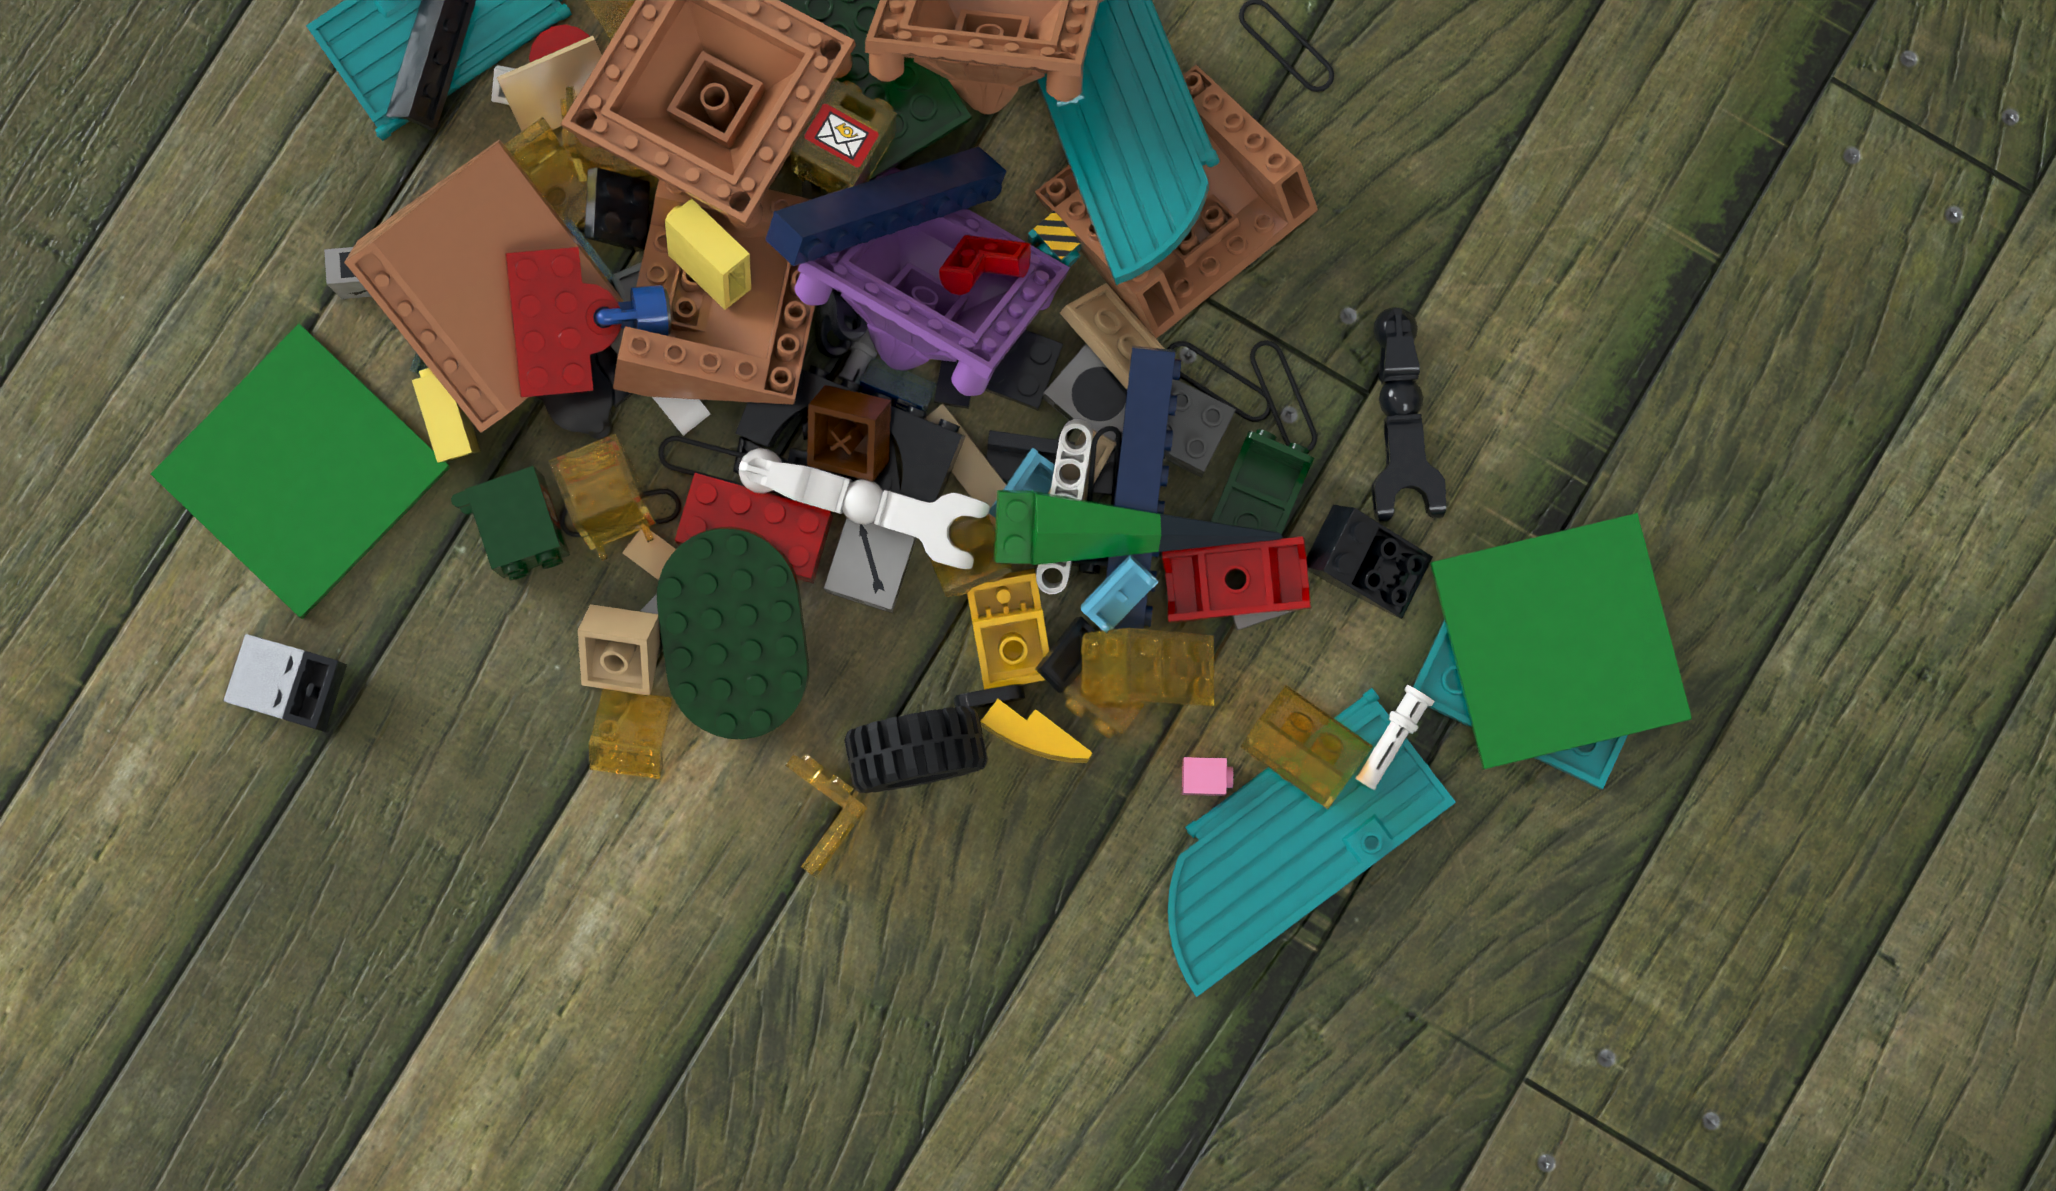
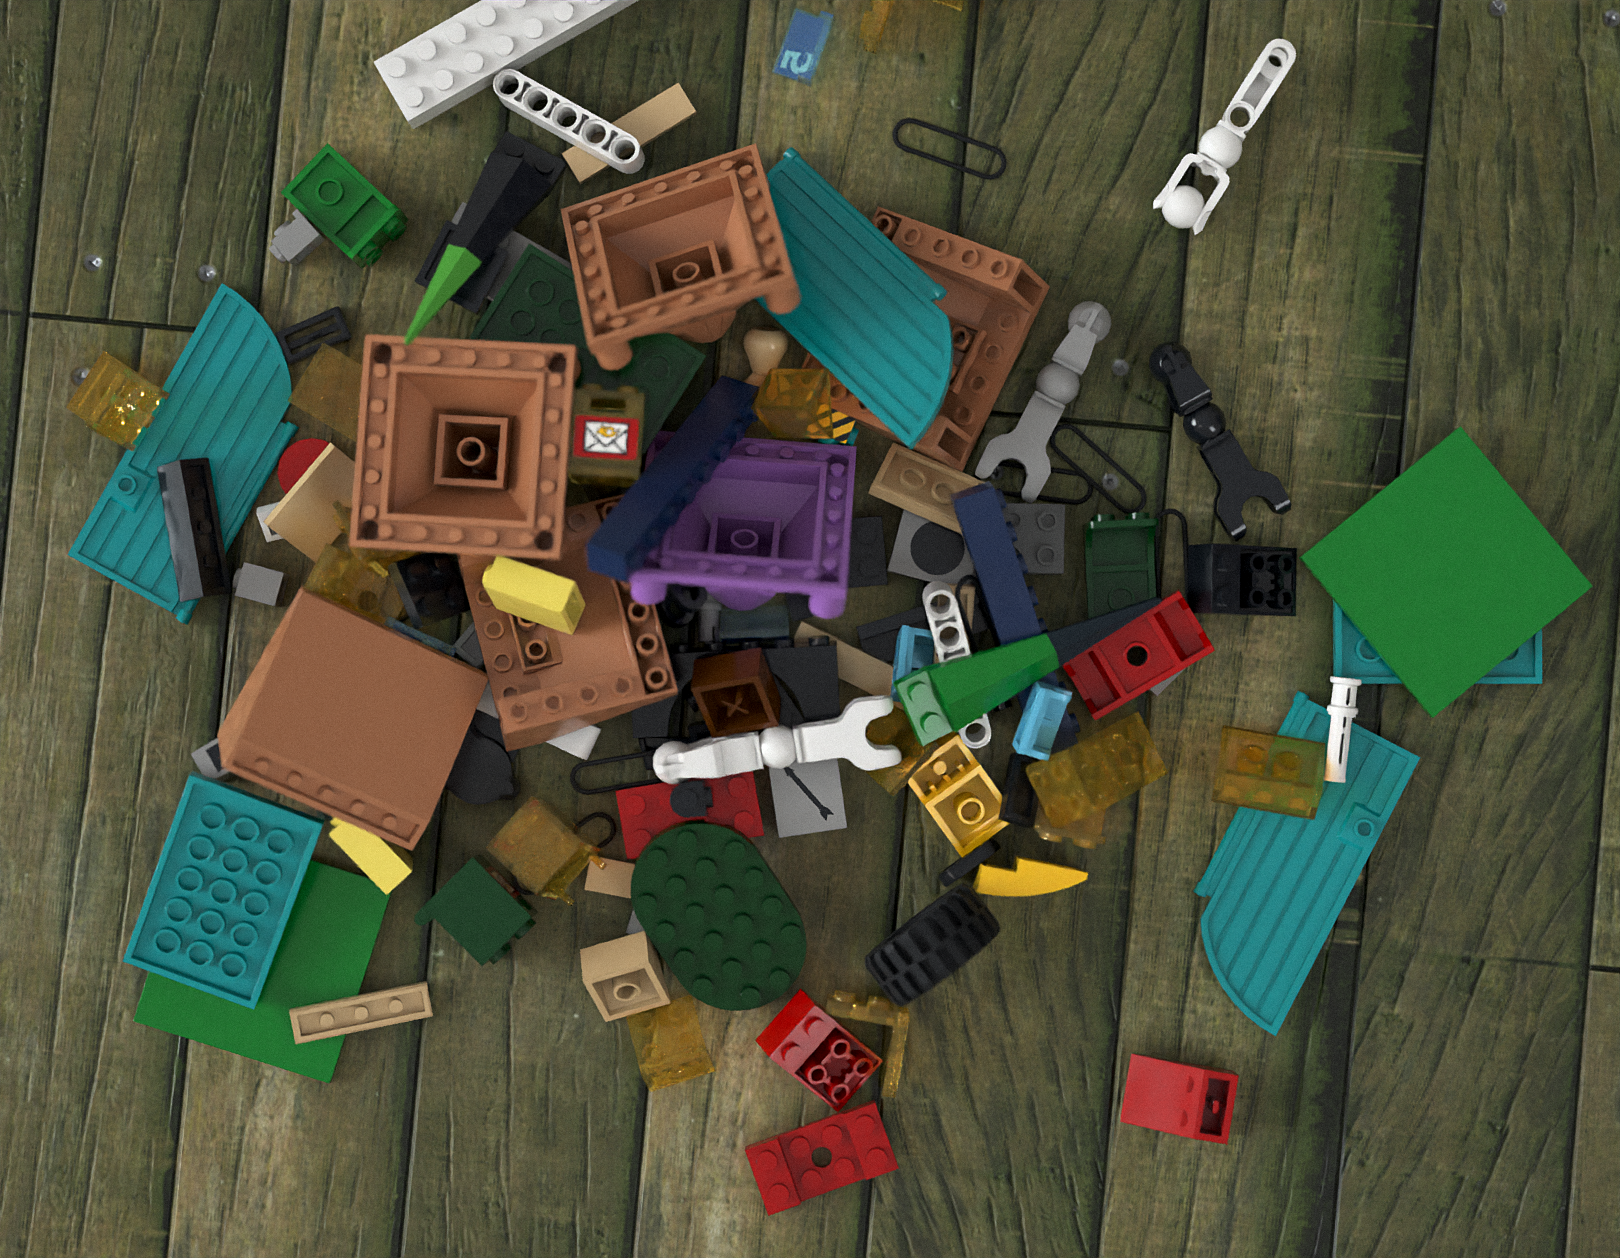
camera: 20 degrees left, 5 degrees up
(285, 682) = (346, 1147): slope -> none
(291, 389) = (223, 890): none -> teal plate
(361, 565) = (360, 1012): none -> tan tile
(465, 134) = (260, 584): none -> light grey brick
(566, 320) = (439, 716): red plate -> none
(681, 899) = (785, 1162): none -> red piece
(760, 509) = (691, 799): none -> black plate
(764, 806) = (818, 1050): none -> red slope
(983, 255) = (777, 476): red brick -> none
(1028, 145) = (764, 350): none -> tan piece
(1032, 200) = (796, 403): none -> clear yellow slope
(1078, 1011) = (1179, 1098): none -> red slope
(1206, 776) = (1191, 839): bright pink brick -> none
(1279, 301) = (1055, 386): none -> light grey piece
(1303, 494) = (1185, 550): none -> black piece
(1538, 155) = (1222, 145): none -> white piece

